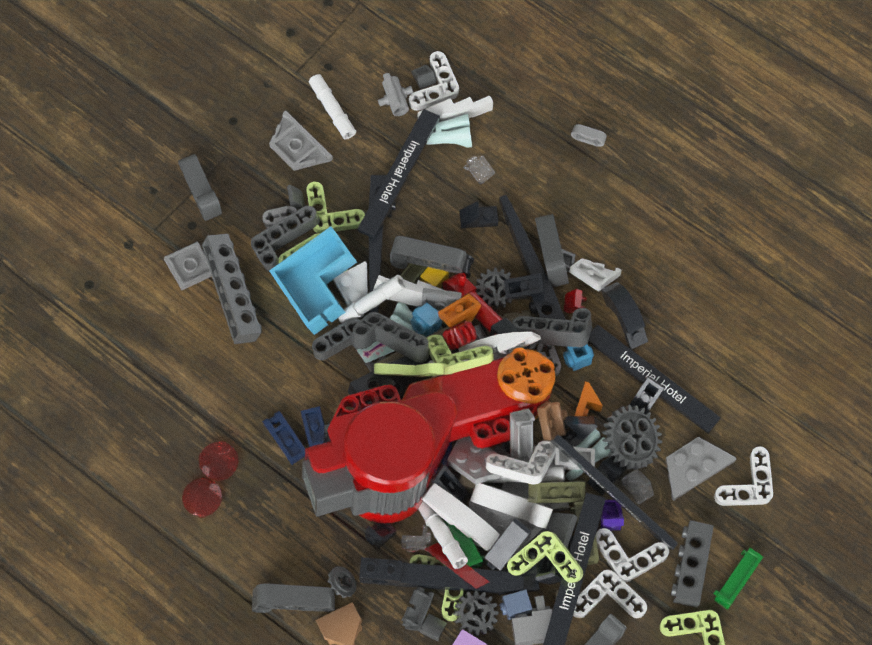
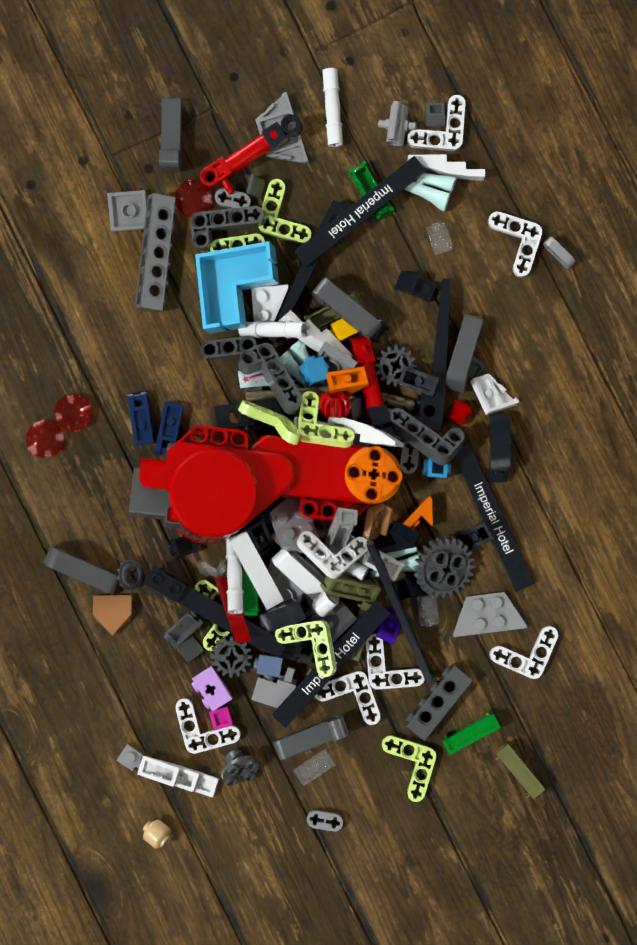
camera: 25 degrees right, 20 degrees up
(243, 229) = (193, 197): none -> clear red dish
(291, 149) = (270, 139): none -> red piece
(388, 152) = (365, 182): none -> green container
(554, 137) = (533, 242): none -> white beam
(803, 590) = (519, 770): none -> olive container

